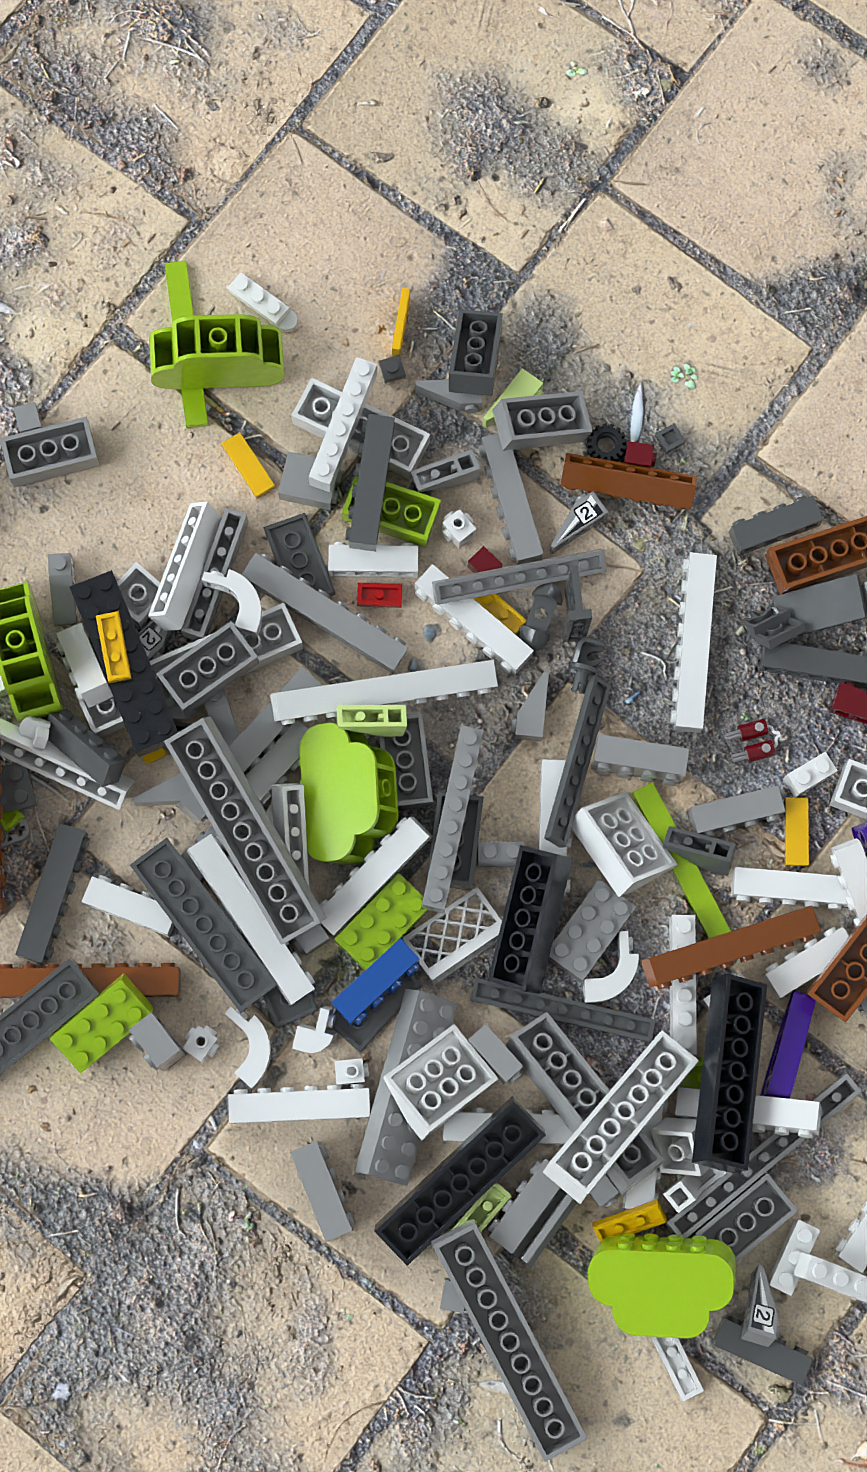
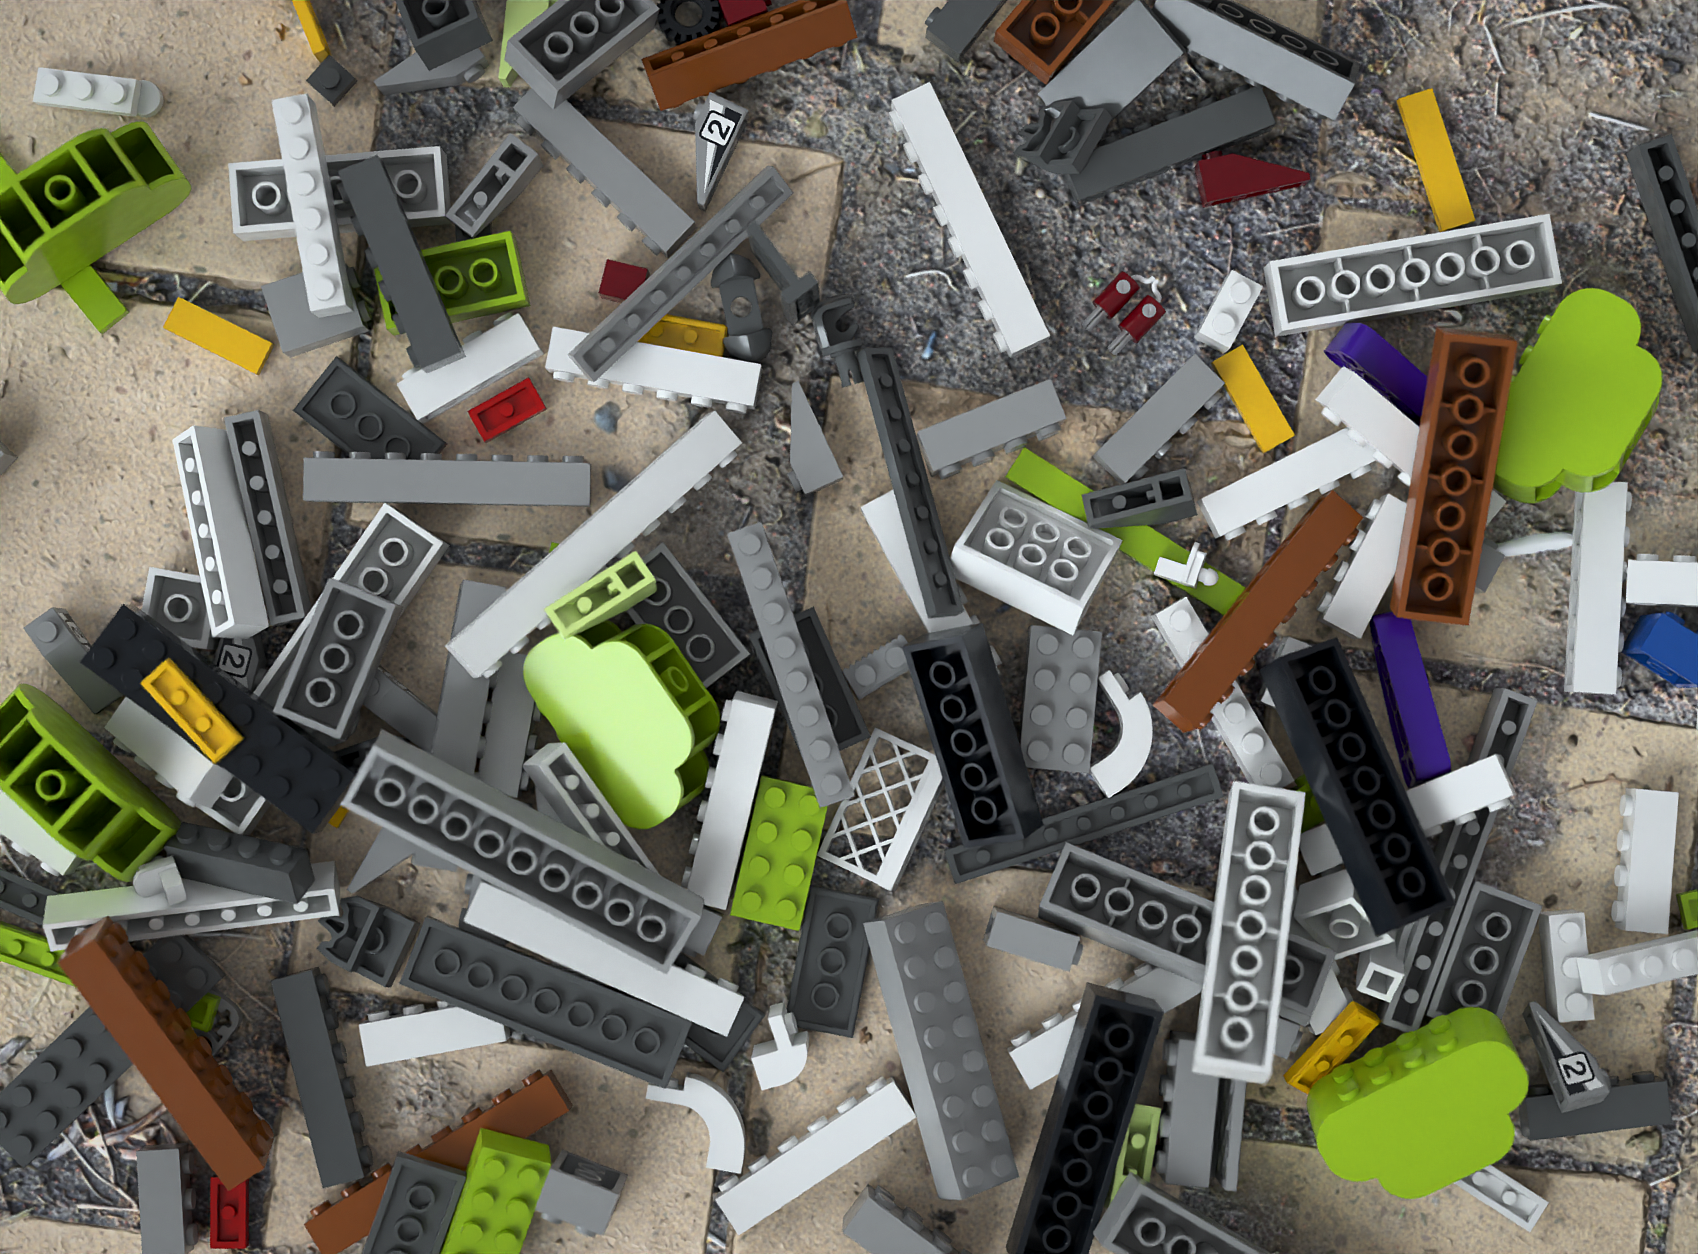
camera: 25 degrees left, 10 degrees up
(125, 834) = (368, 939): none -> dark grey plate
(192, 1044) = (637, 1165): white brick -> none
(250, 612) = (345, 541): white arch -> none
(351, 1071) = (856, 1071): white brick -> none
(376, 982) = (819, 942): blue brick -> none
(439, 1081) = (981, 1022): white slope -> none
(458, 528) = (566, 262): white brick -> none
(704, 904) = (1187, 574): none -> white piece

